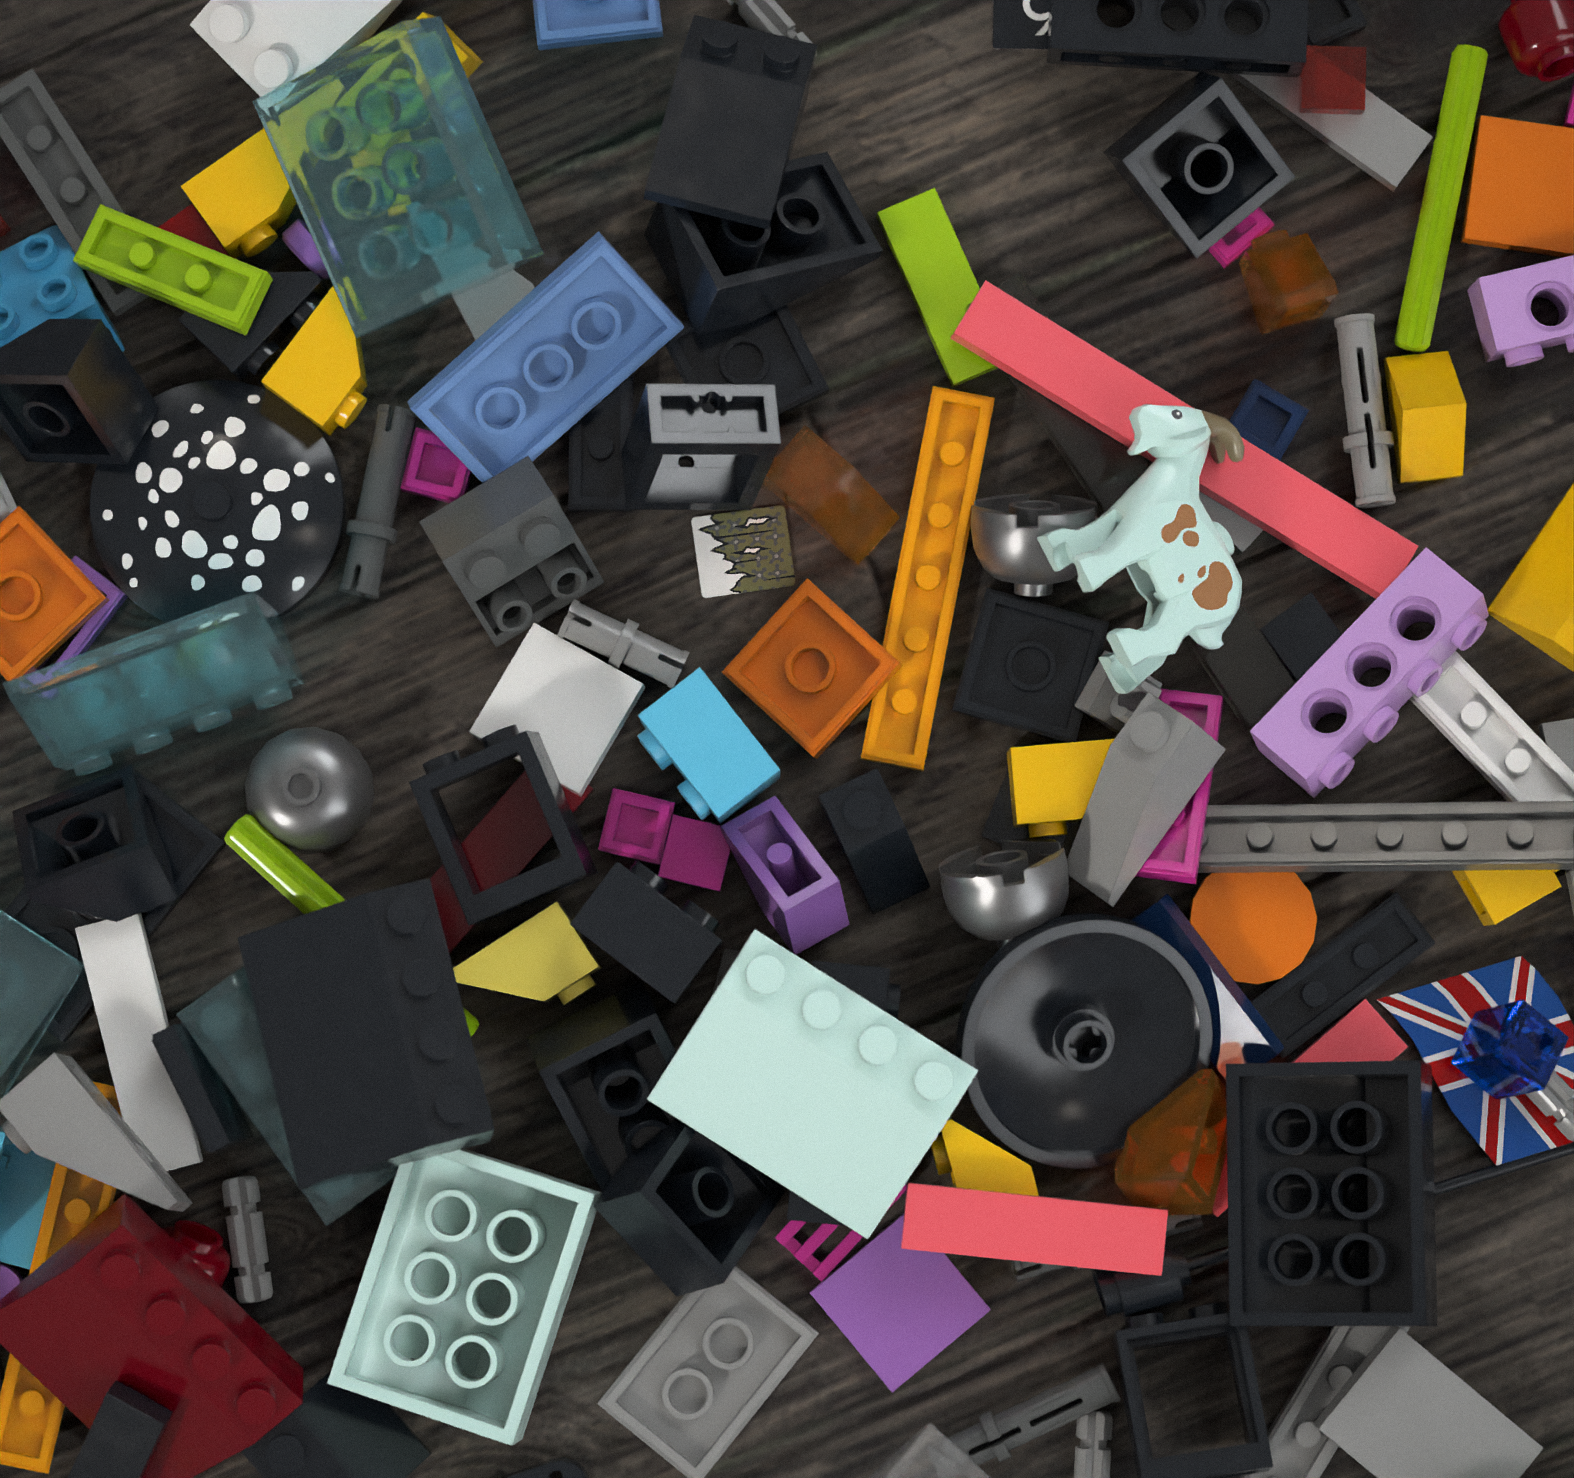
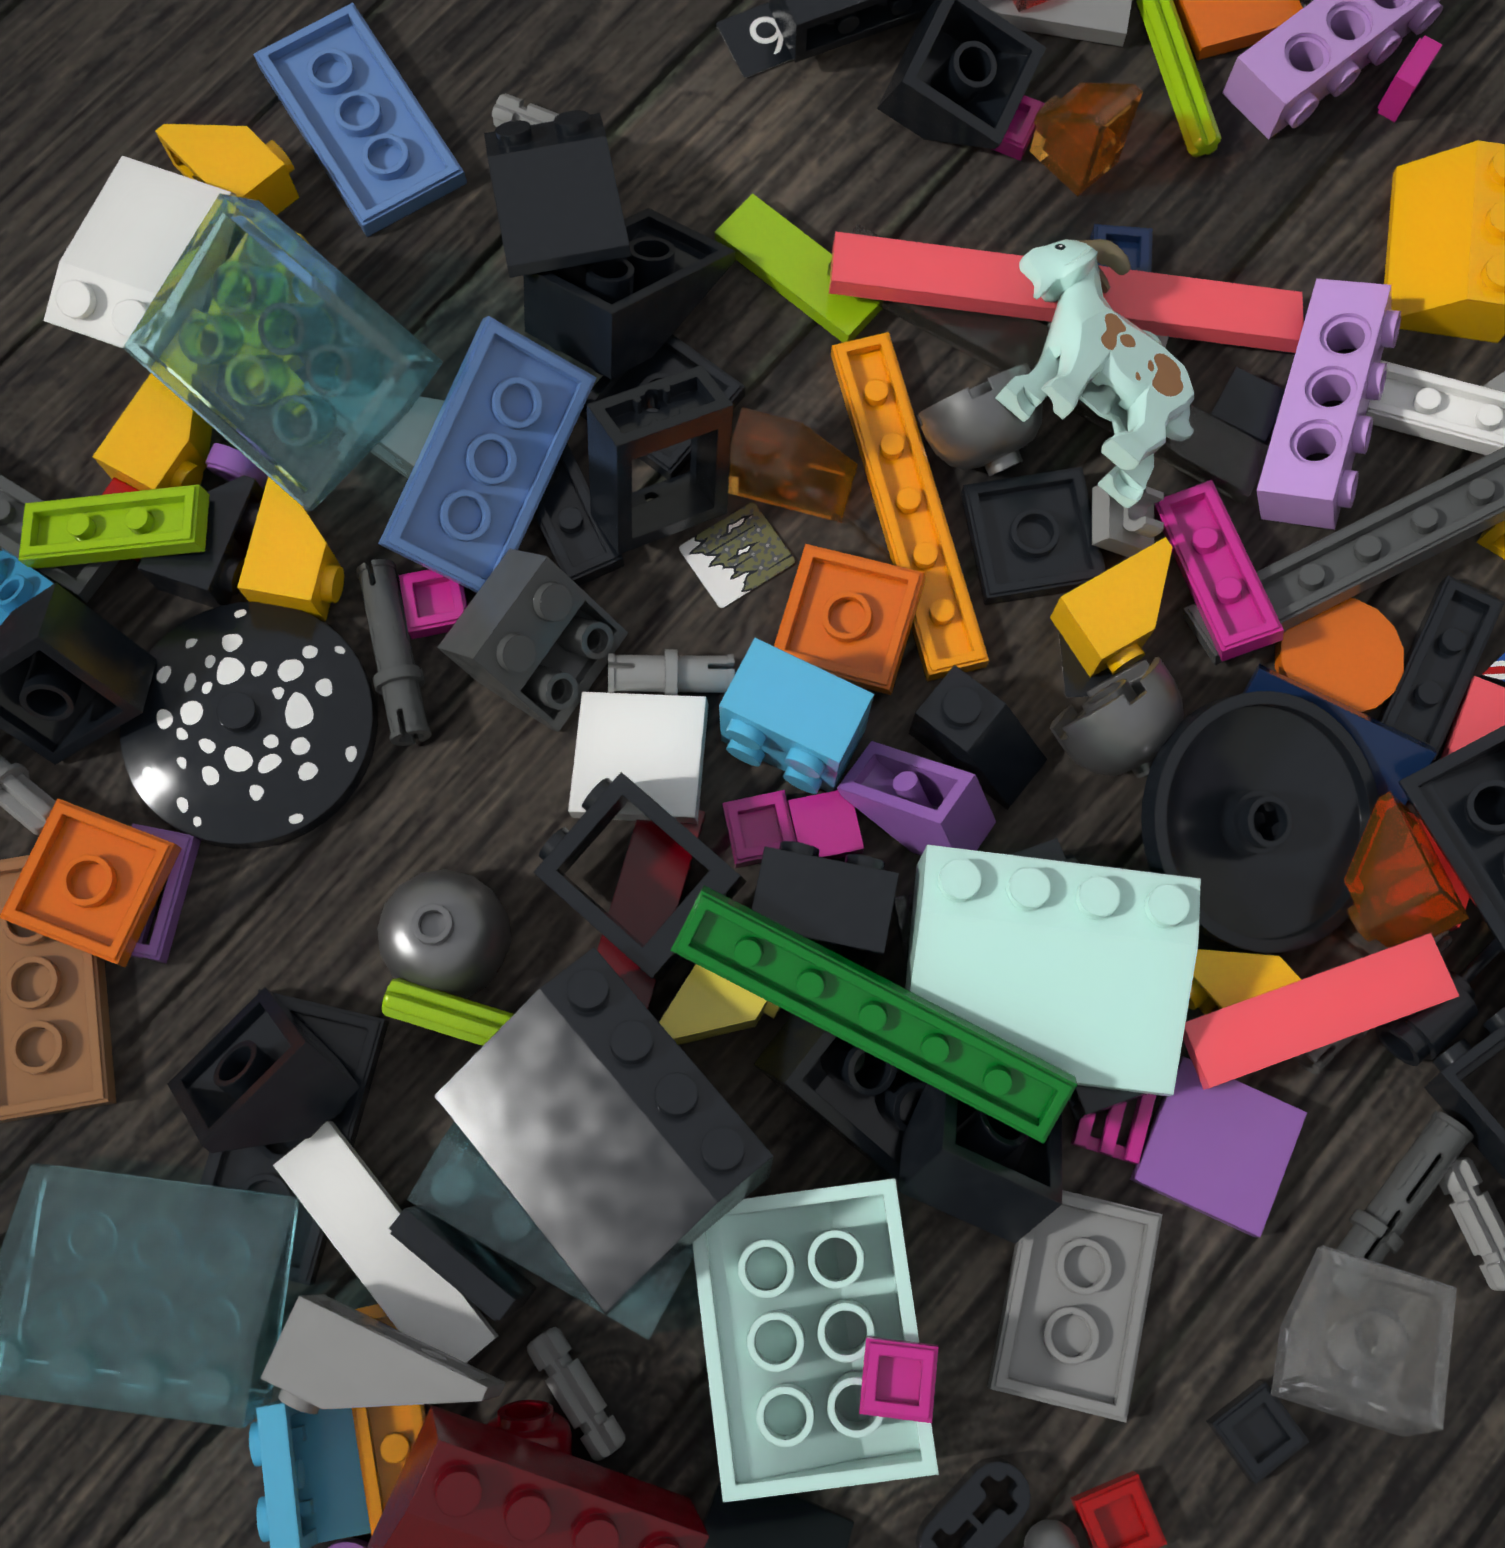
camera: 25 degrees left, 10 degrees down
(158, 684) = (246, 891): clear light blue slope -> none
(515, 1356) = (898, 1379): none -> dark pink tile
(639, 1050) = (874, 1014): none -> green tile
(1139, 795) = (1197, 579): light grey slope -> none
(1373, 484) = (1211, 225): light grey pin -> none
(1426, 416) = (1251, 193): yellow slope -> none

